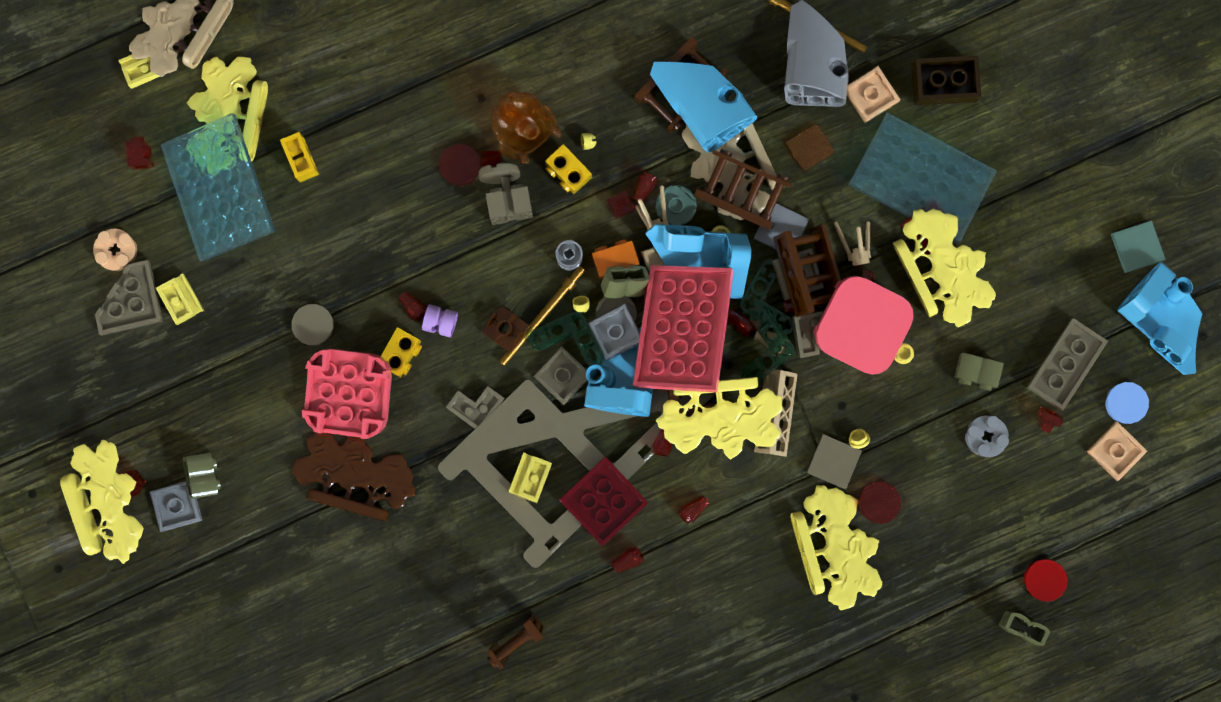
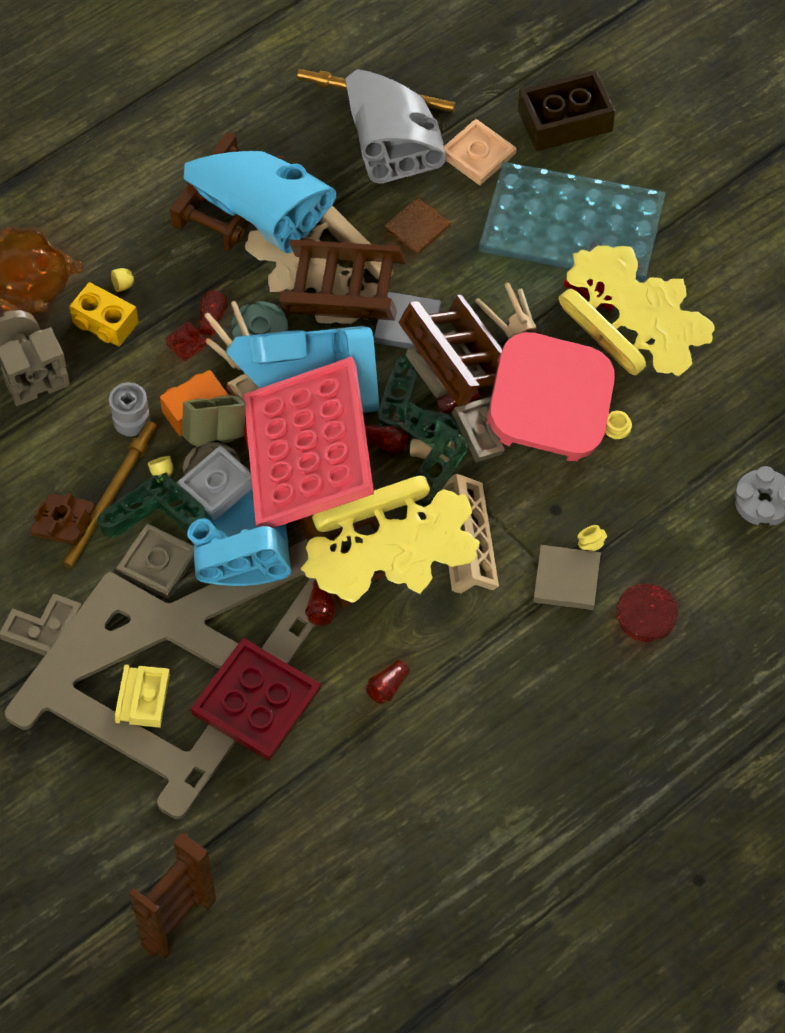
camera: 10 degrees left, 25 degrees down
(629, 559) = (312, 770): clear red cone -> none
(844, 548) = (619, 683): light yellow plant -> none
(978, 371) = (724, 419): olive brick -> none

